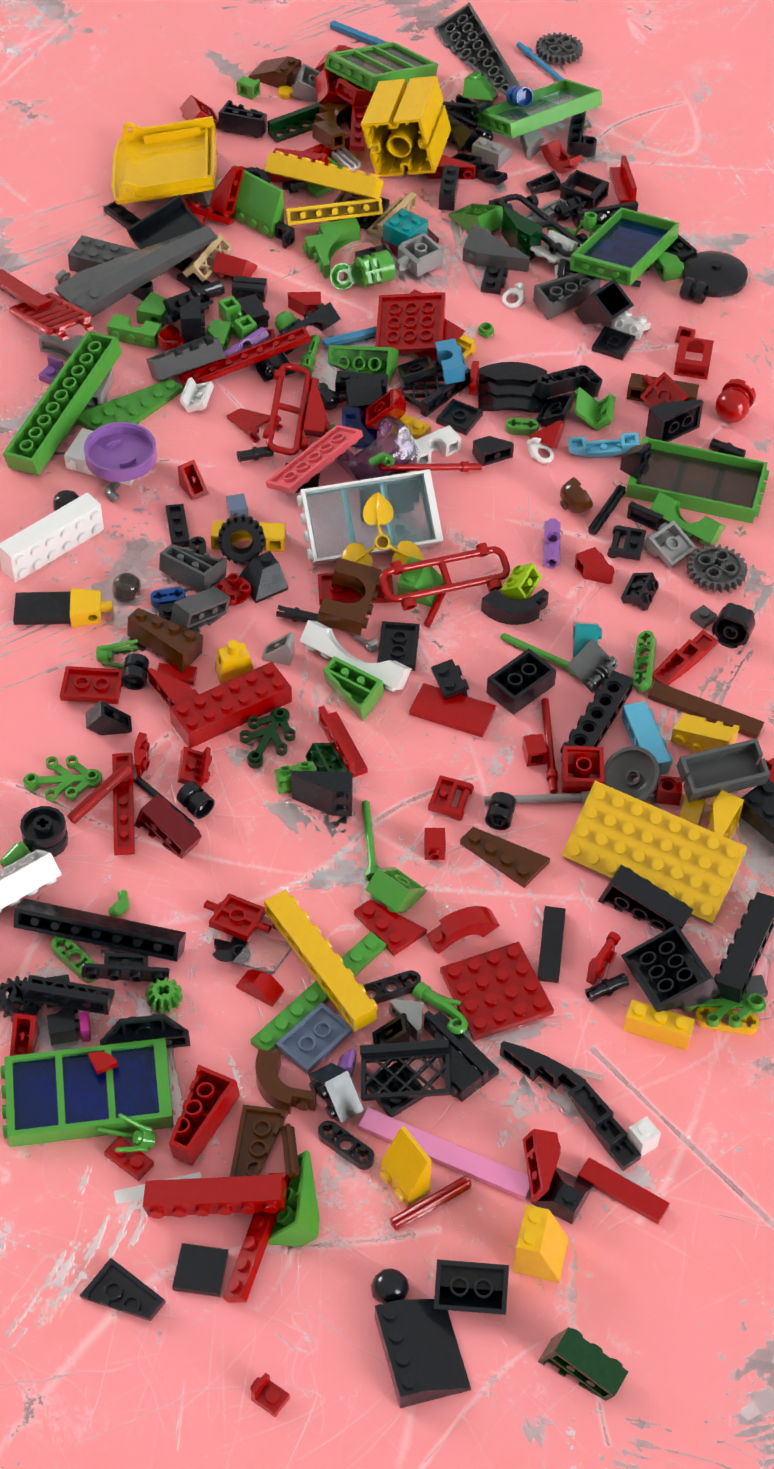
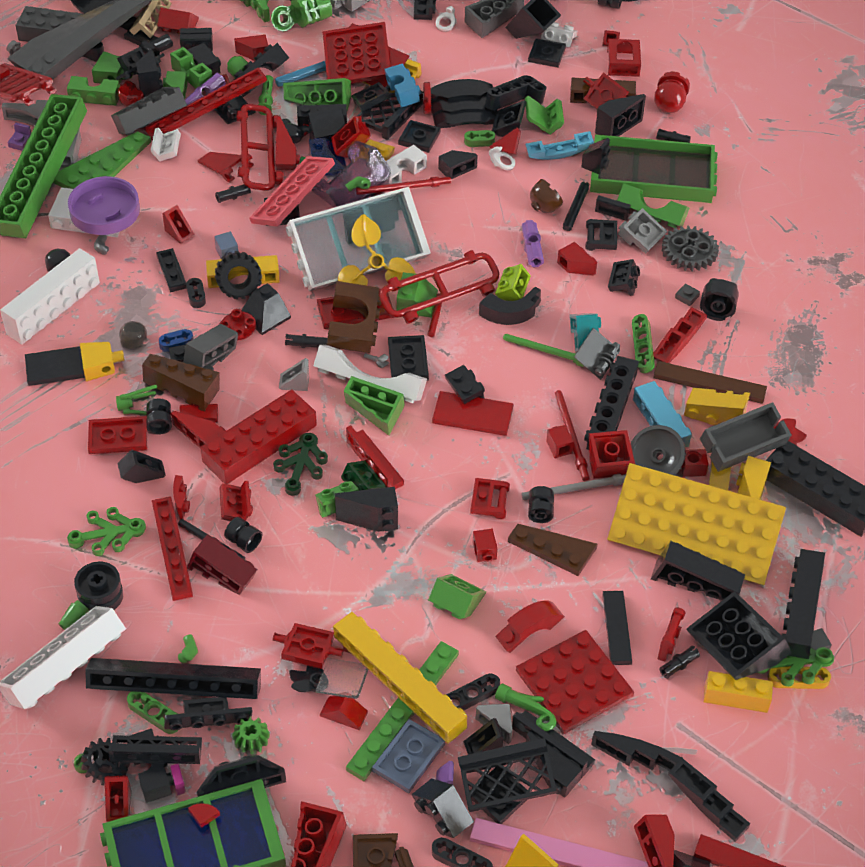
camera: 10 degrees left, 0 degrees up
(99, 793) = (146, 541): red axle -> none
(192, 568) = (194, 309): dark grey wedge -> none
(232, 661) = (253, 394): yellow torso -> none
(274, 1090) = (381, 815): reddish brown arch -> none
(372, 866) = (430, 578): bright green piece -> none
(389, 926) = (457, 632): red wing -> none
(486, 330) = (426, 53): bright green plate -> none
(521, 681) = (533, 377): black brick -> none
(644, 1136) = (749, 804): white brick -> none

